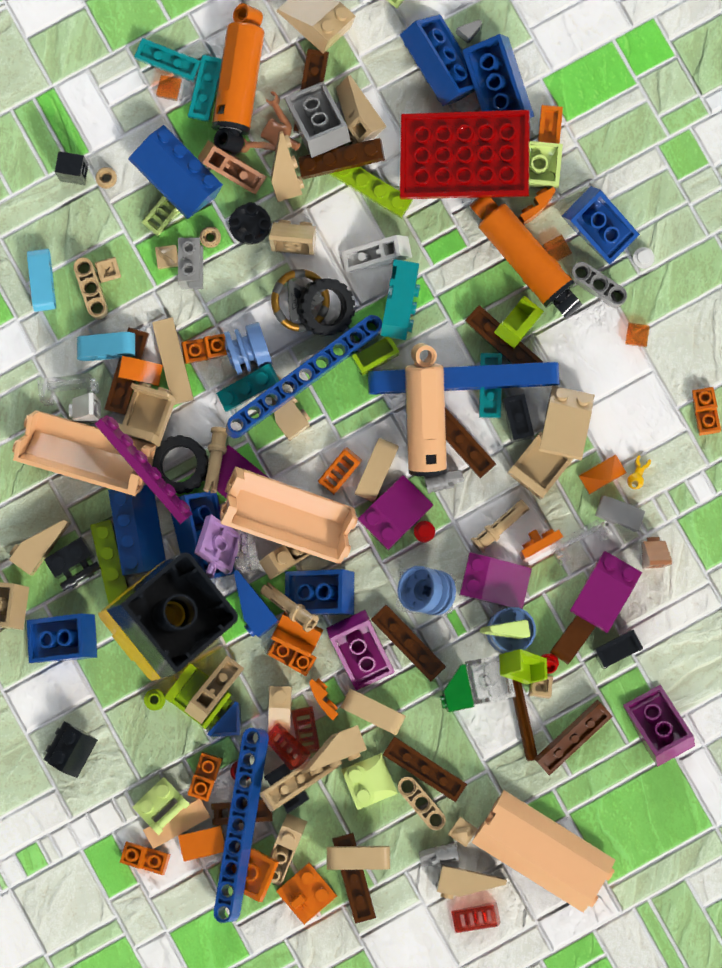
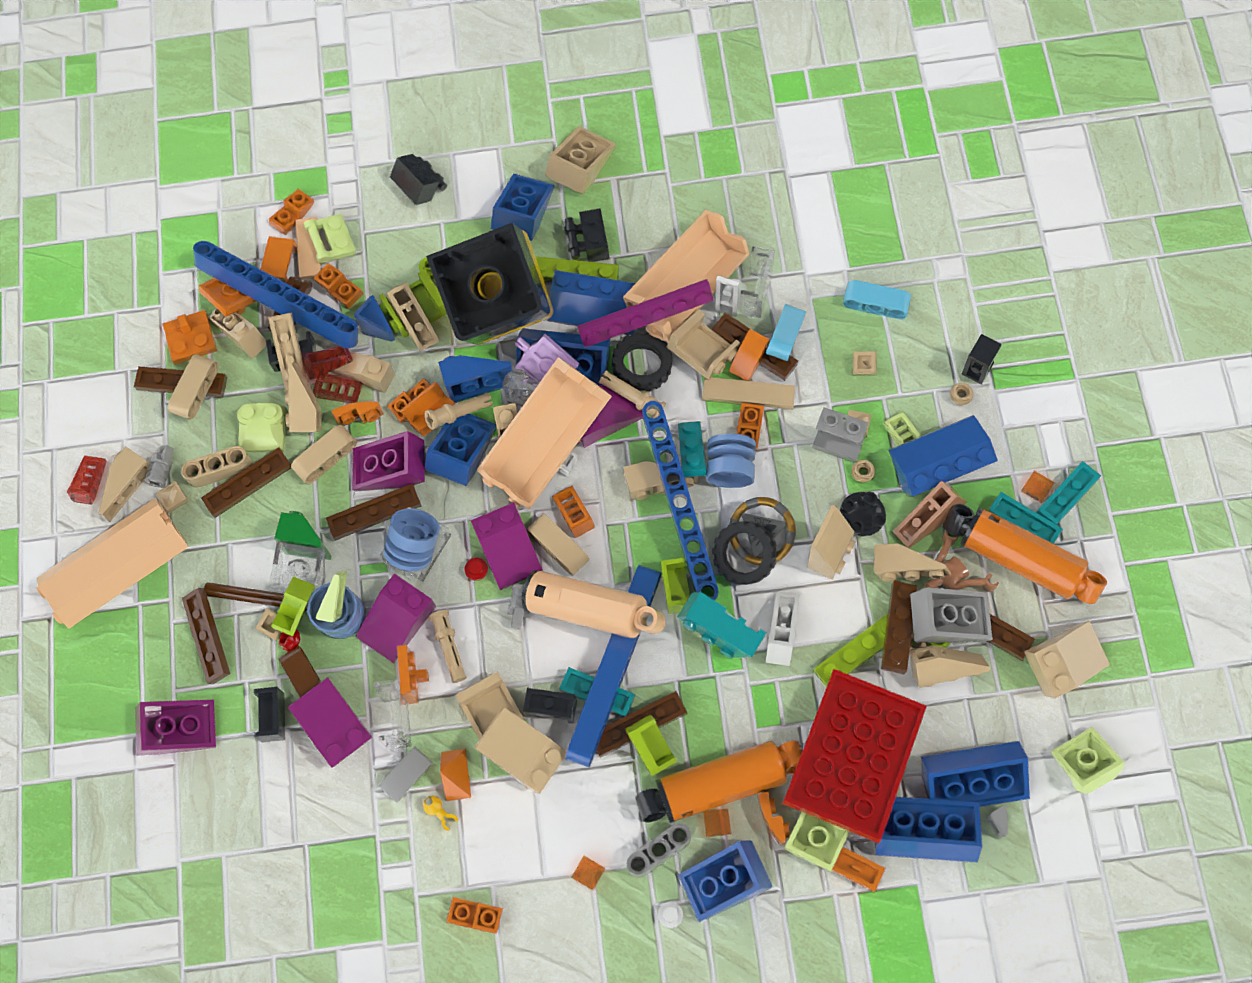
camera: 115 degrees right, 15 degrees down
(33, 551) = (614, 210): tan slope -> none
(87, 279) = (840, 334): tan beam -> none
(466, 446) = (548, 641): reddish brown plate -> none
(655, 553) = (342, 789): nougat slope -> none

